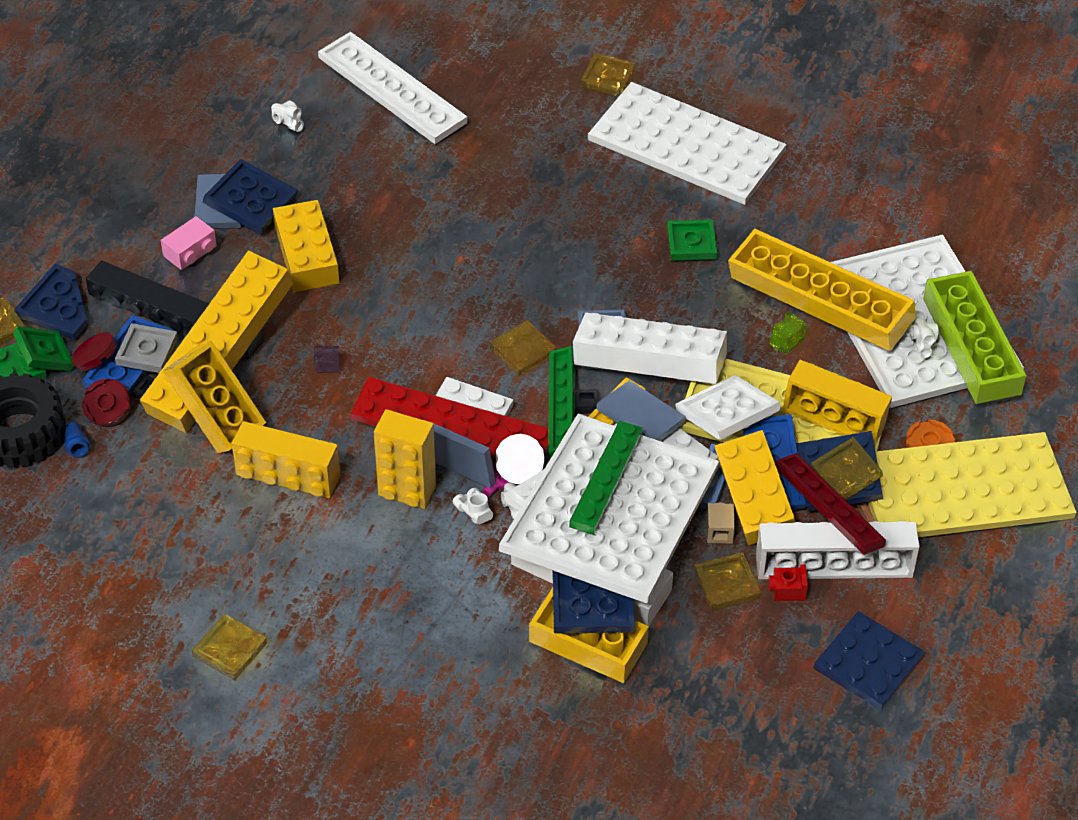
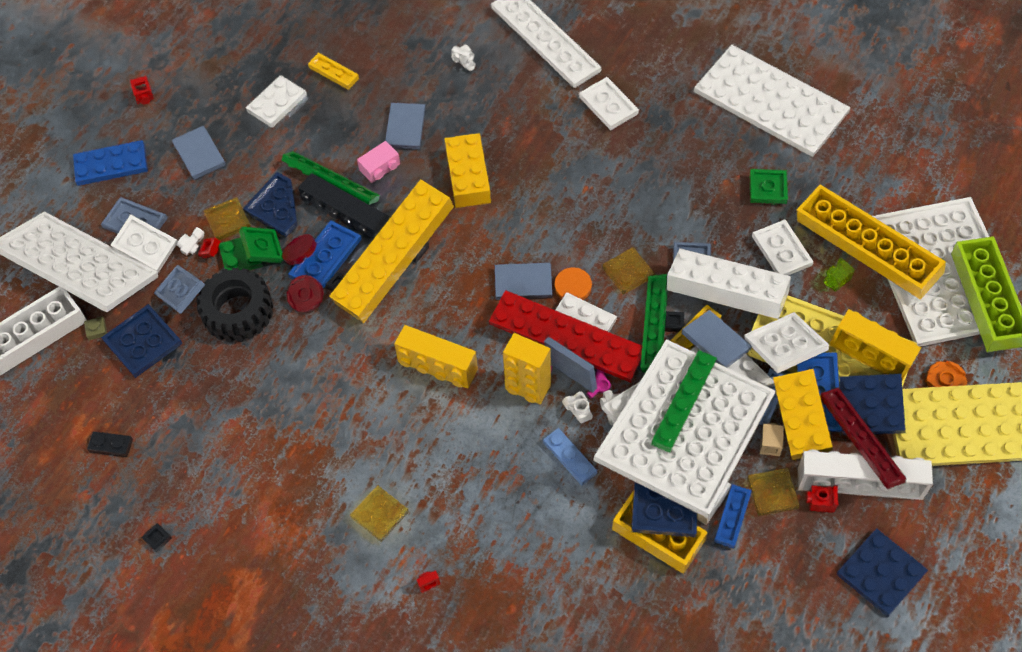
camera: 10 degrees right, 10 degrees up
(44, 183) = (276, 101): none -> white plate
(75, 440) = (279, 325): blue cone -> none
(94, 255) = (308, 166): none -> green plate
(117, 142) = (333, 71): none -> yellow plate
(146, 348) = (338, 251): light grey plate -> none
(212, 394) = (384, 299): yellow brick -> none
(249, 196) = (428, 124): dark blue plate -> none
(300, 718) = (428, 581): none -> red plate
(326, 358) = (475, 269): clear purple tile -> none
(394, 365) = (525, 280): none -> sand blue tile
(454, 364) = (573, 281): none -> orange tile
(468, 564) = (570, 456): none -> medium blue plate
(480, 158) = (608, 103): none -> white plate
(519, 458) = (617, 372): tile -> none
(607, 74) = (713, 37): clear yellow plate -> none
(679, 612) = (733, 516): none -> blue plate
(715, 307) = (782, 248): none -> white plate
(847, 468) = (879, 407): clear yellow plate -> none
(925, 336) = (950, 288): white plate -> none

